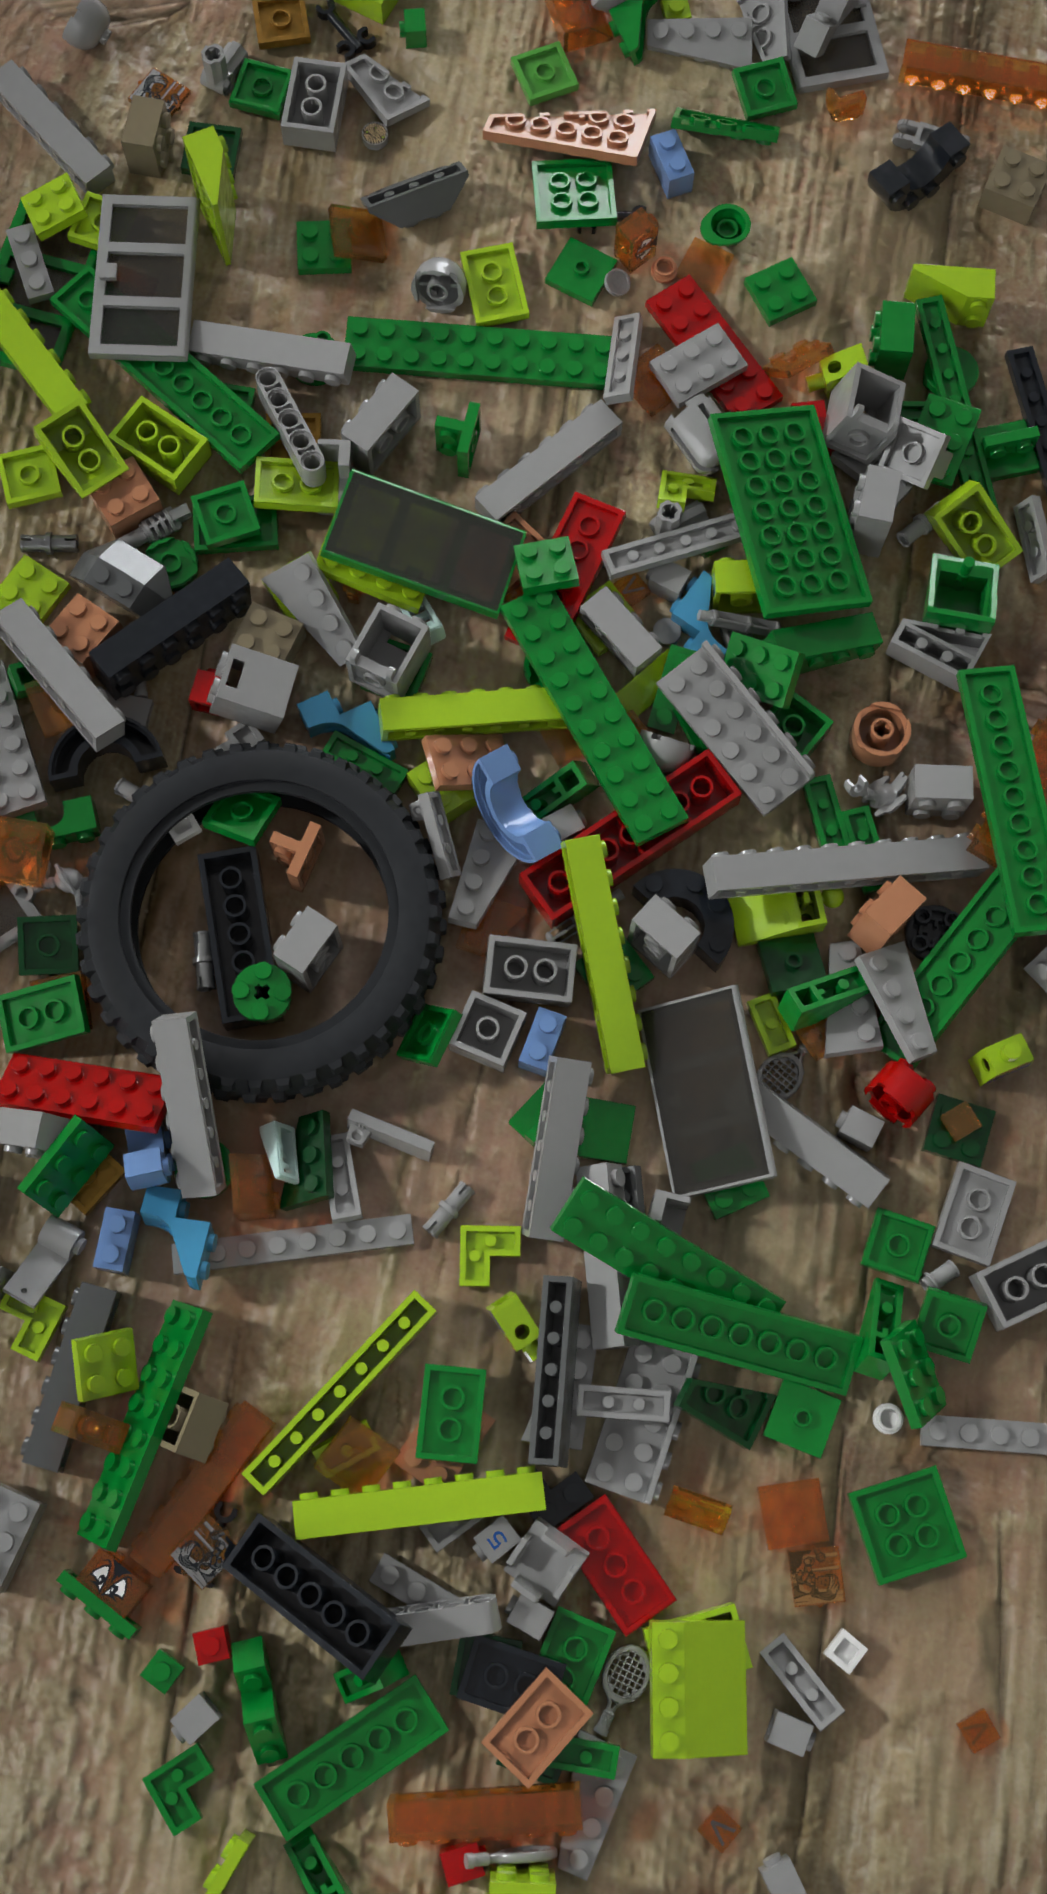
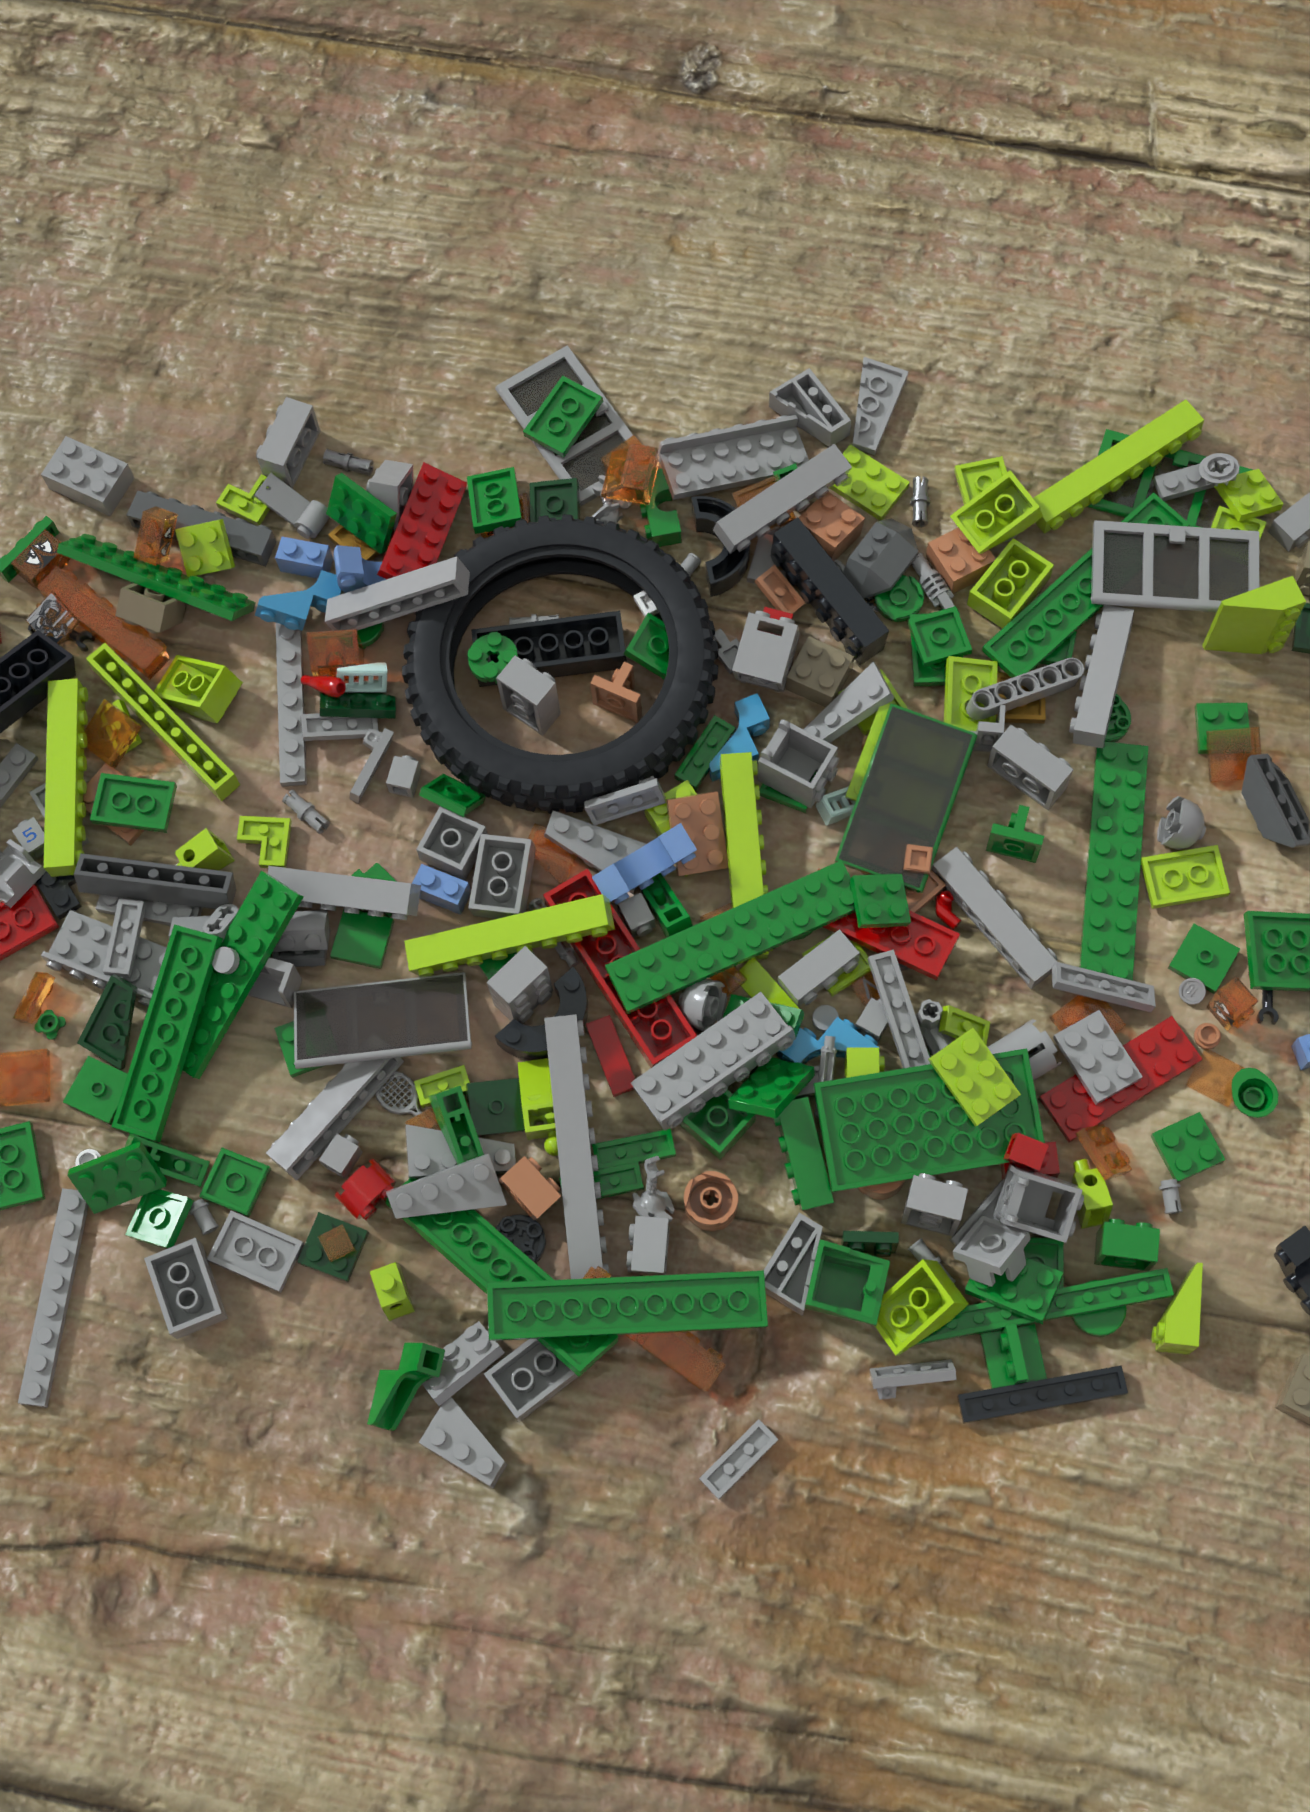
camera: 100 degrees right, 5 degrees down
(17, 226) = (1225, 463): none -> light grey gear
(165, 688) = (779, 591): none -> nougat plate
(291, 1358) = (198, 688): none -> lime slope
(294, 1191) = (327, 685): none -> red piece
(402, 1096) = (403, 776): none -> light grey brick
(494, 531) = (918, 859): none -> nougat tile
(540, 516) = (943, 909): none -> red arm
(608, 1276) = (220, 920): none -> light grey beam
(659, 1264) = (226, 960): none -> light grey tile
(735, 1485) = (46, 1018): none -> green plate
(737, 839) = (611, 1055): none -> red tile
(746, 462) = (974, 1076): none -> lime plate
(818, 417) = (1027, 1152): none -> red brick
(836, 305) = (1171, 1196): none -> light grey pin
(911, 579) = (879, 1243): none -> dark green plate

